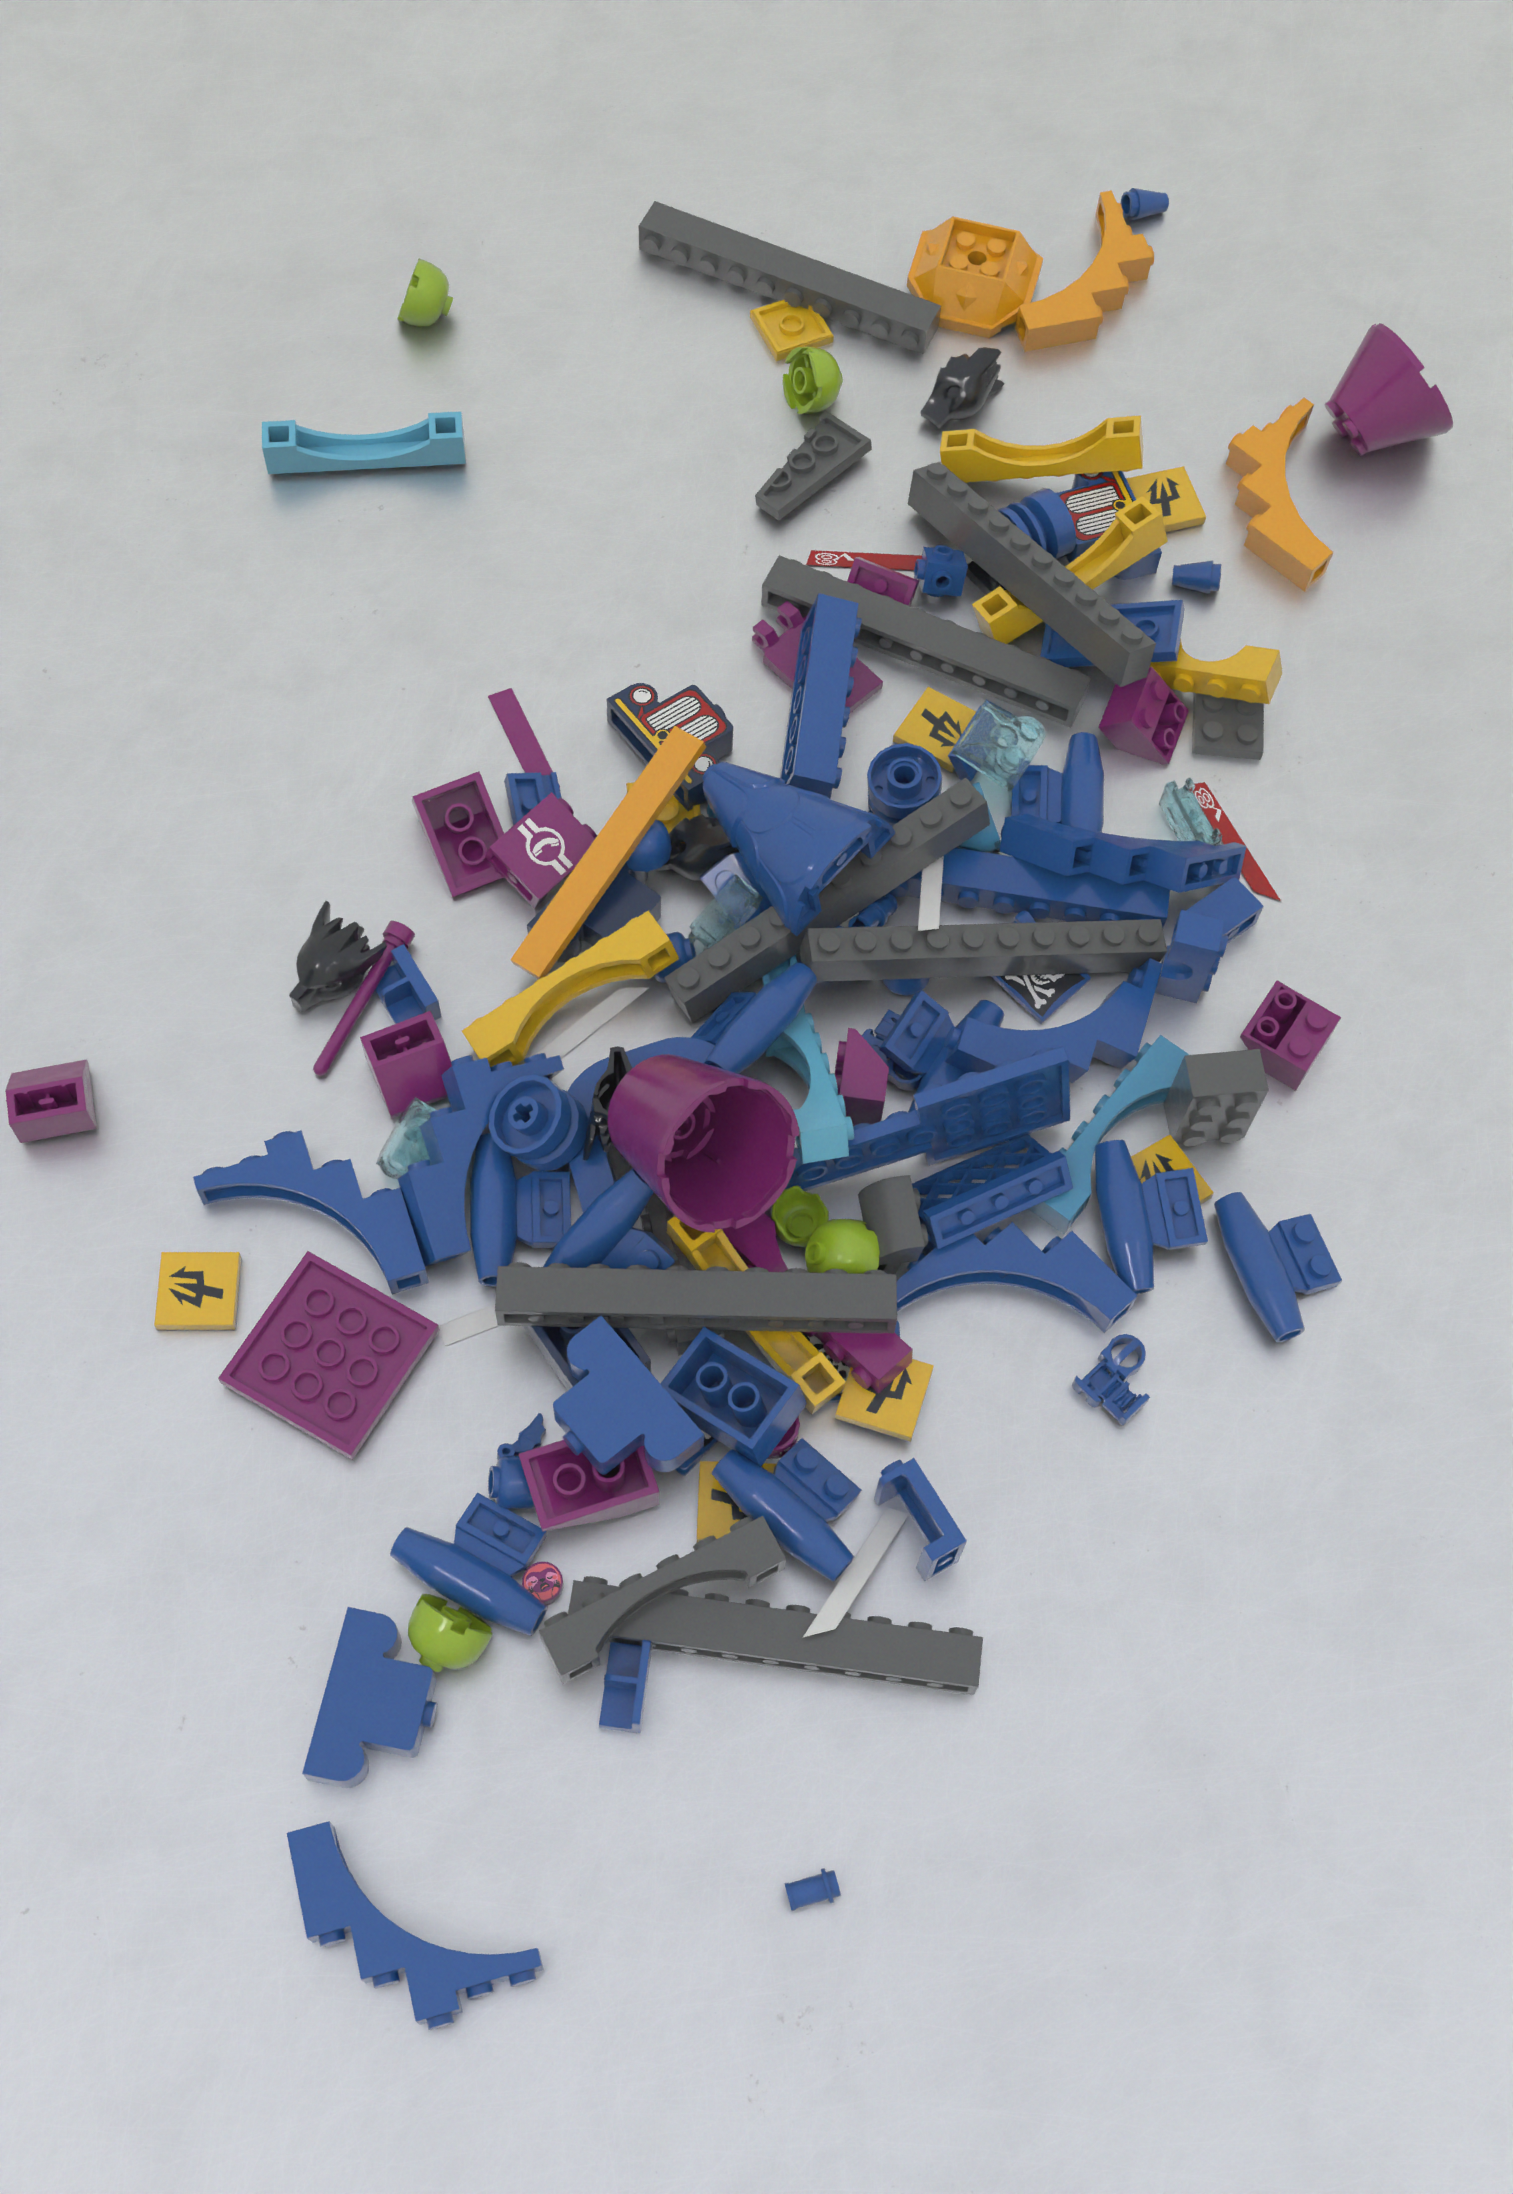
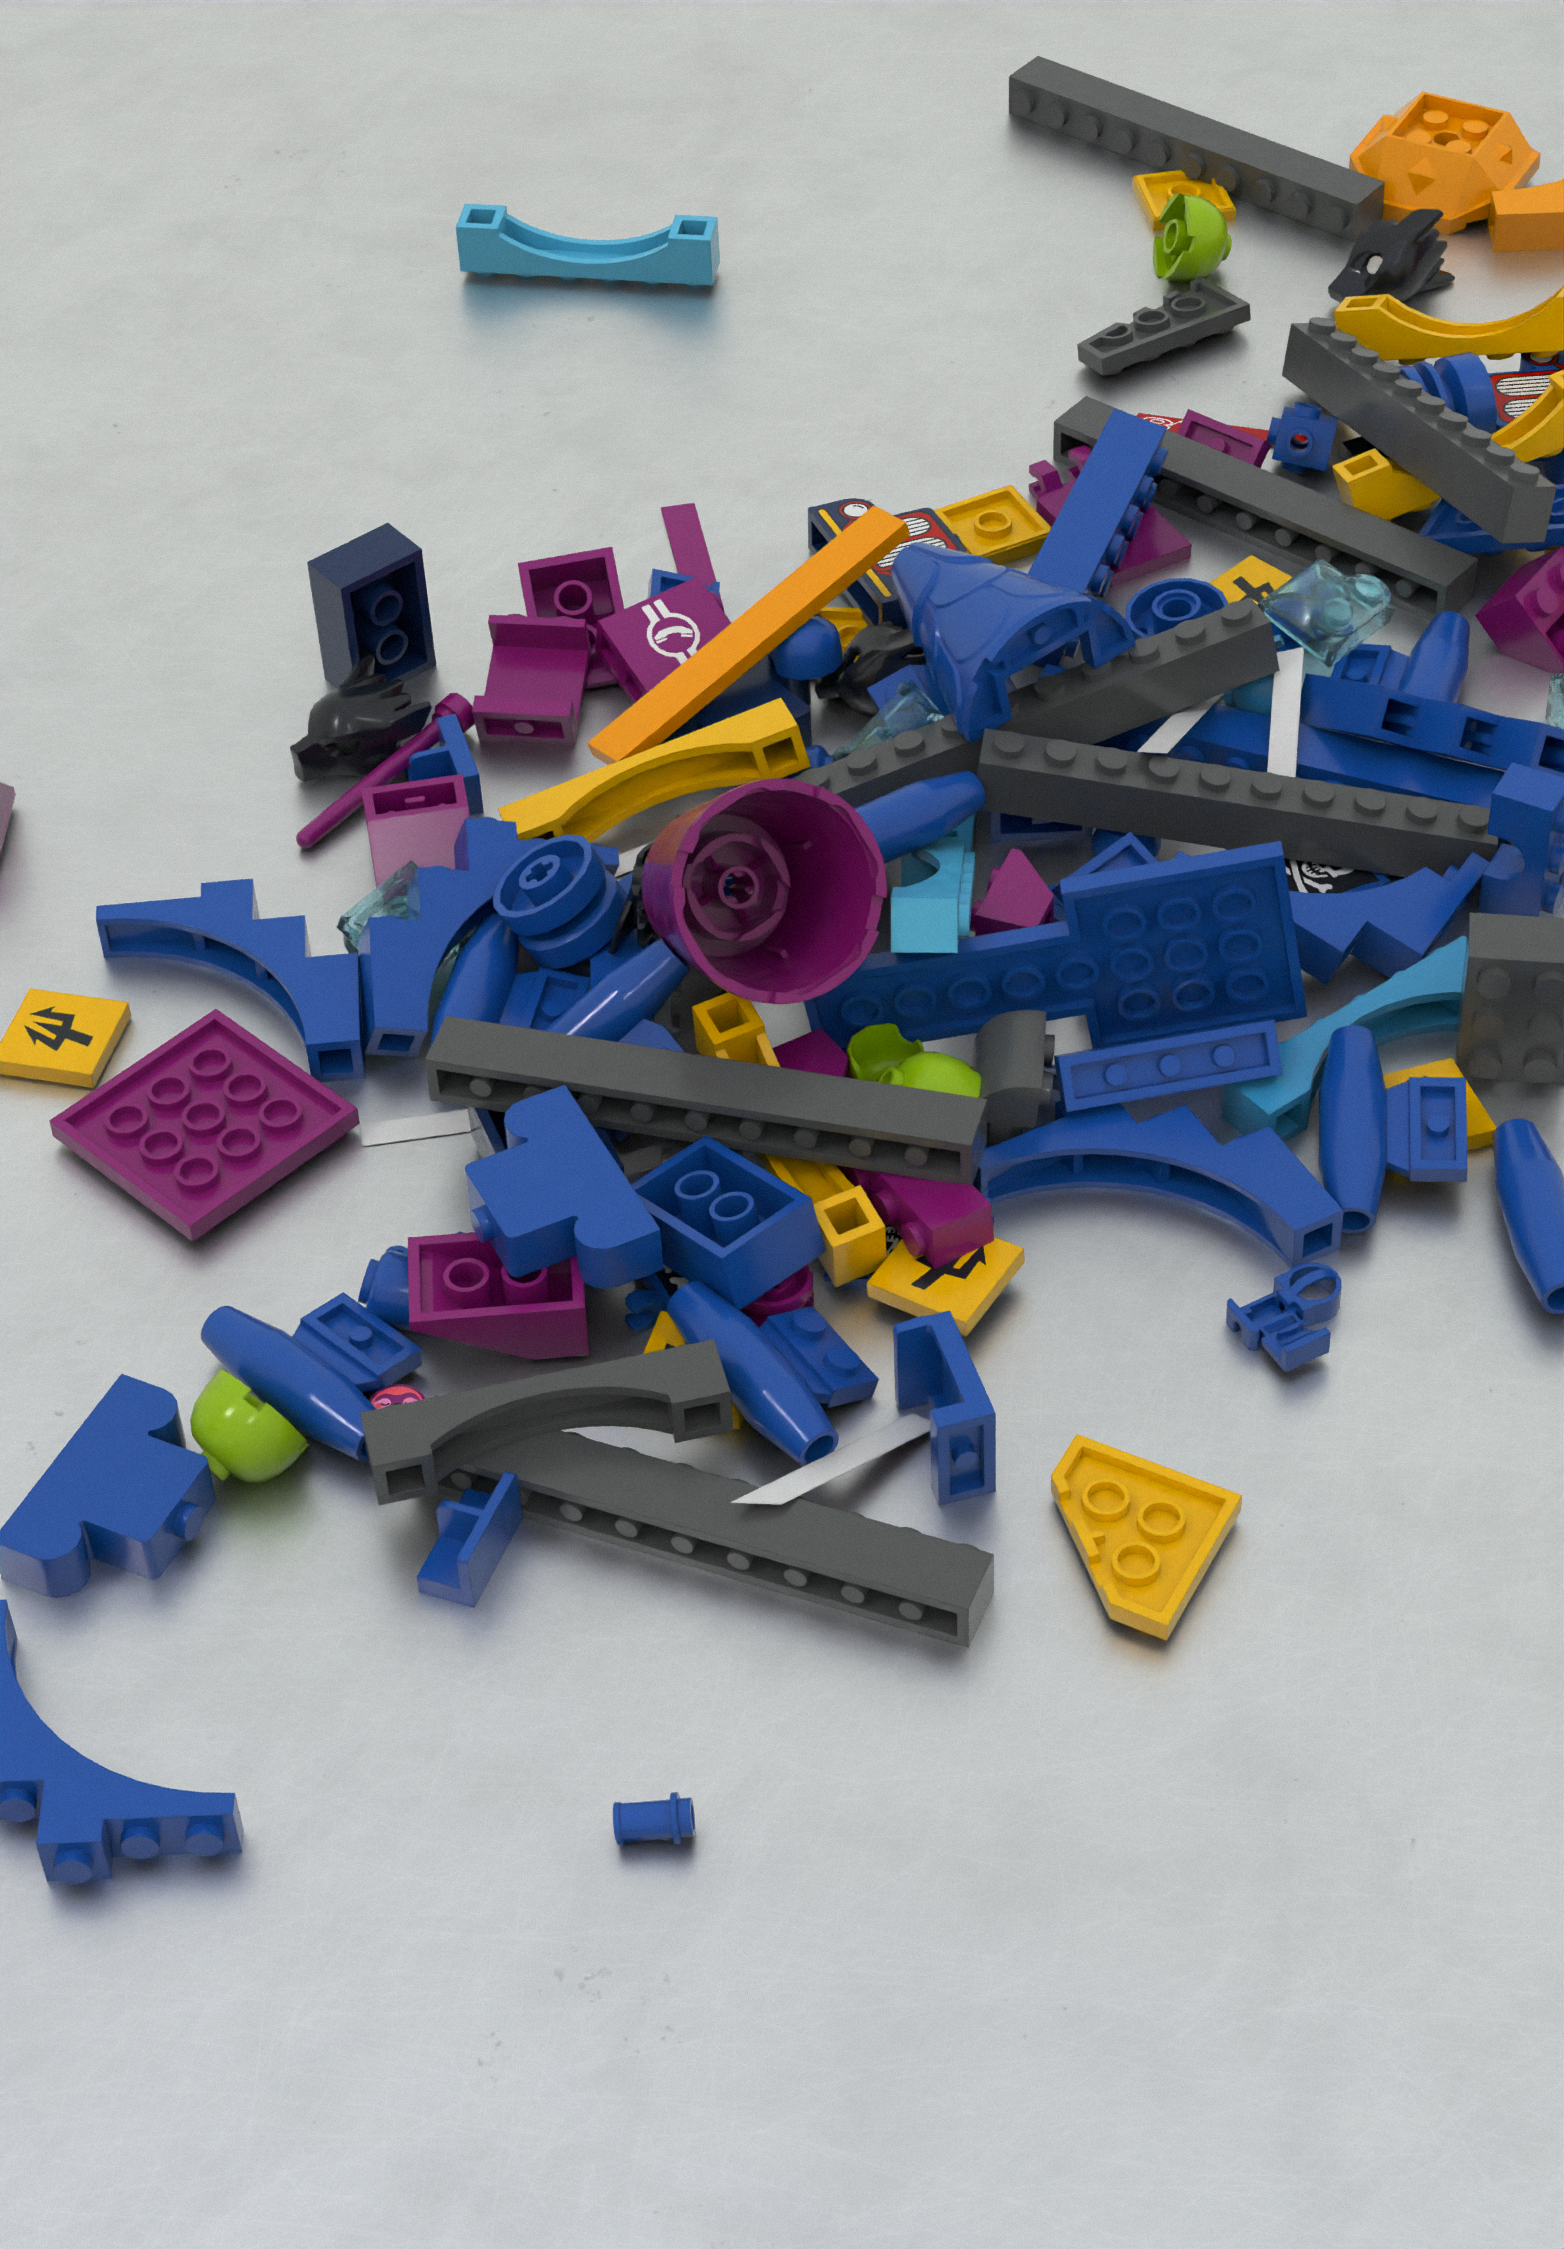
camera: 20 degrees right, 20 degrees down
(317, 861) = (374, 602): none -> dark blue brick
(425, 296) = (714, 120): lime cylinder -> none
(448, 895) = (534, 680): none -> magenta panel
(738, 683) = (996, 525): none -> yellow tile
(1000, 865) = (1285, 713): none -> white sticker
(1065, 1582) = (1141, 1530): none -> yellow plate

